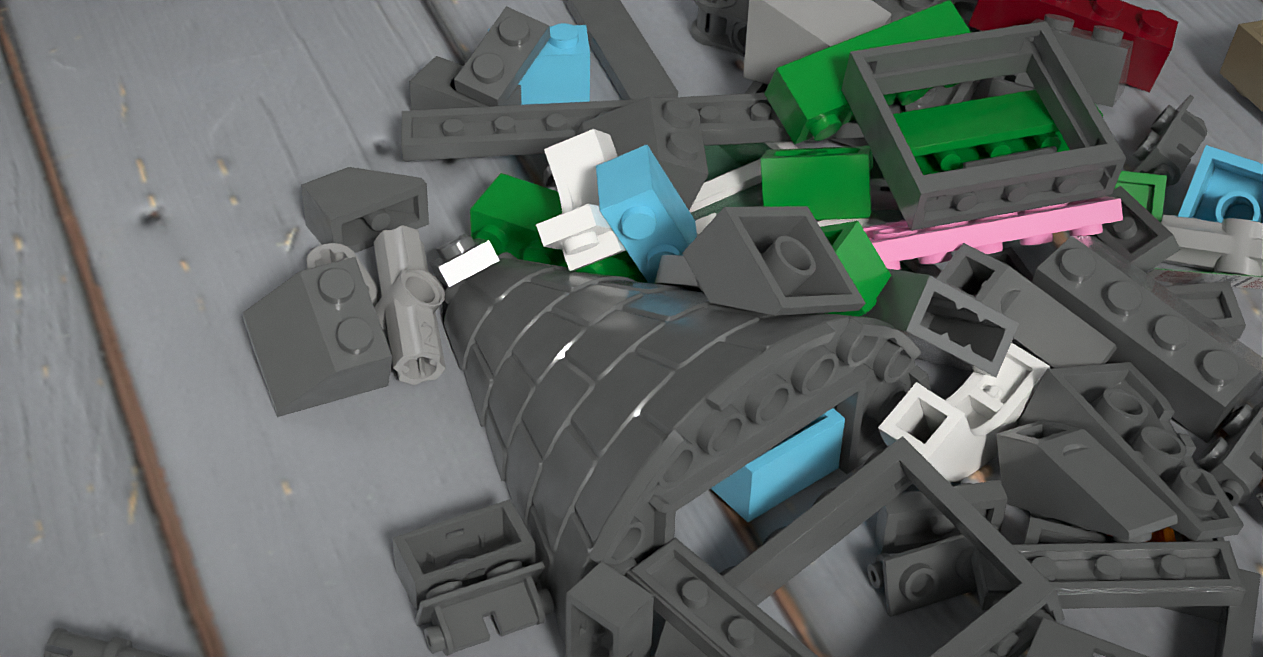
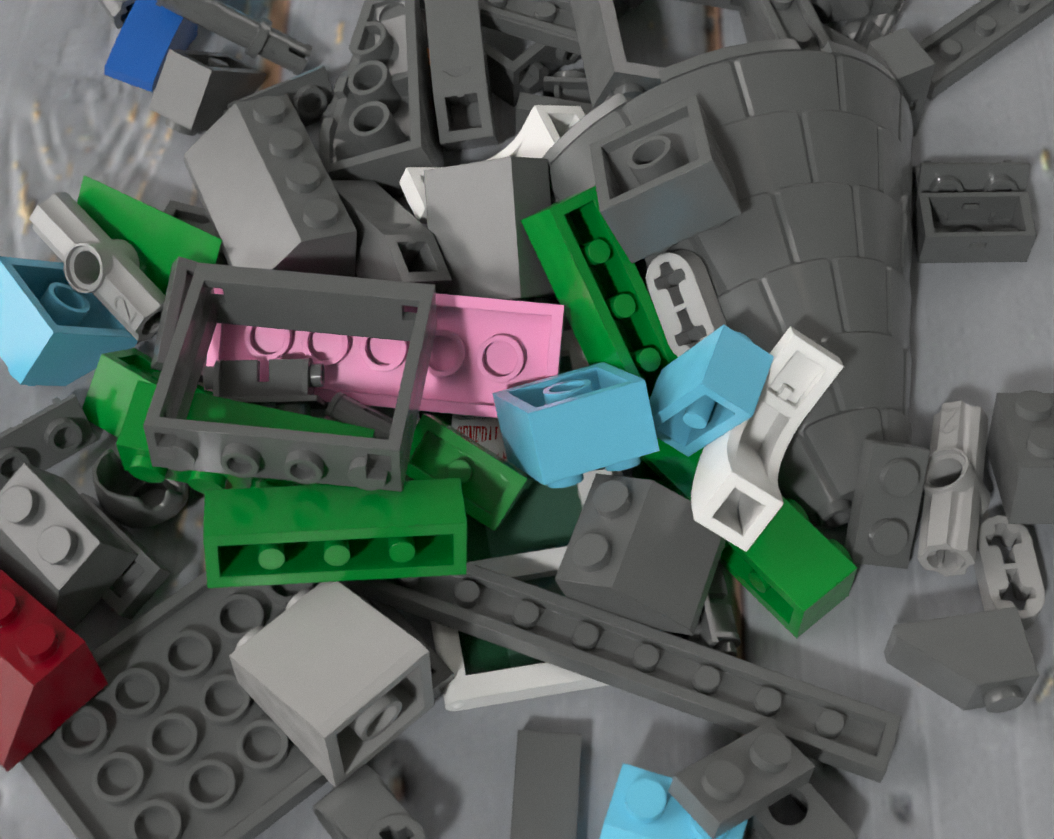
camera: 155 degrees left, 15 degrees up
(749, 171) = (576, 424): none -> medium azure brick

